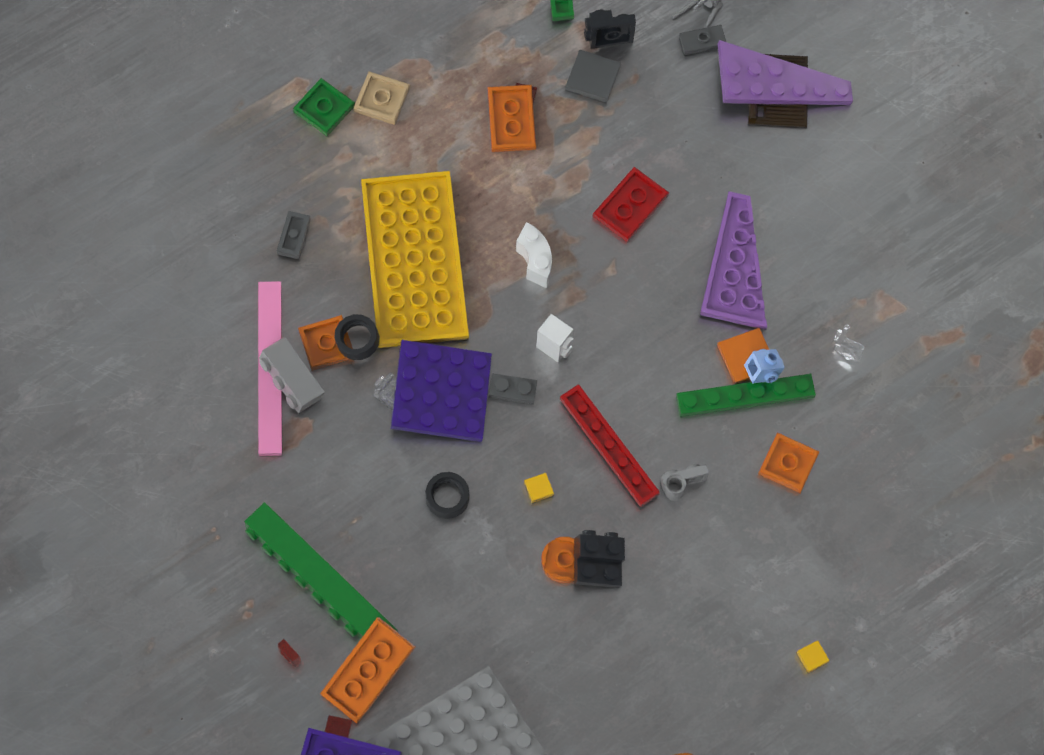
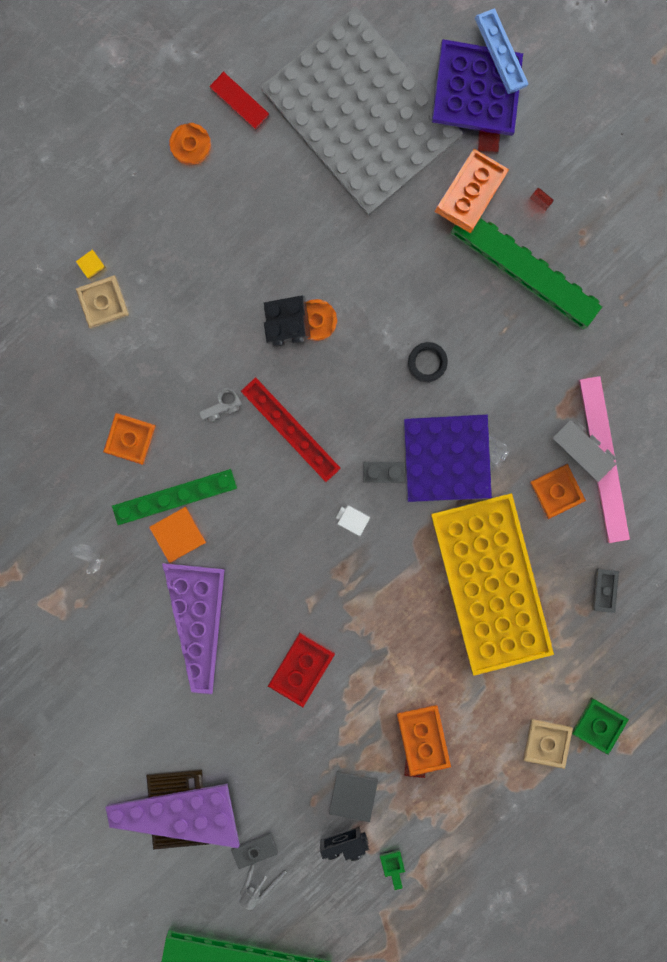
camera: 175 degrees right, 20 degrees up
(352, 321) = (516, 498): black tyre -> none
(537, 253) = (380, 603): white brick -> none
(538, 487) = (348, 382): yellow tile -> none
(764, 366) = (159, 520): light blue brick -> none
(803, 613) = (102, 302): none -> tan tile

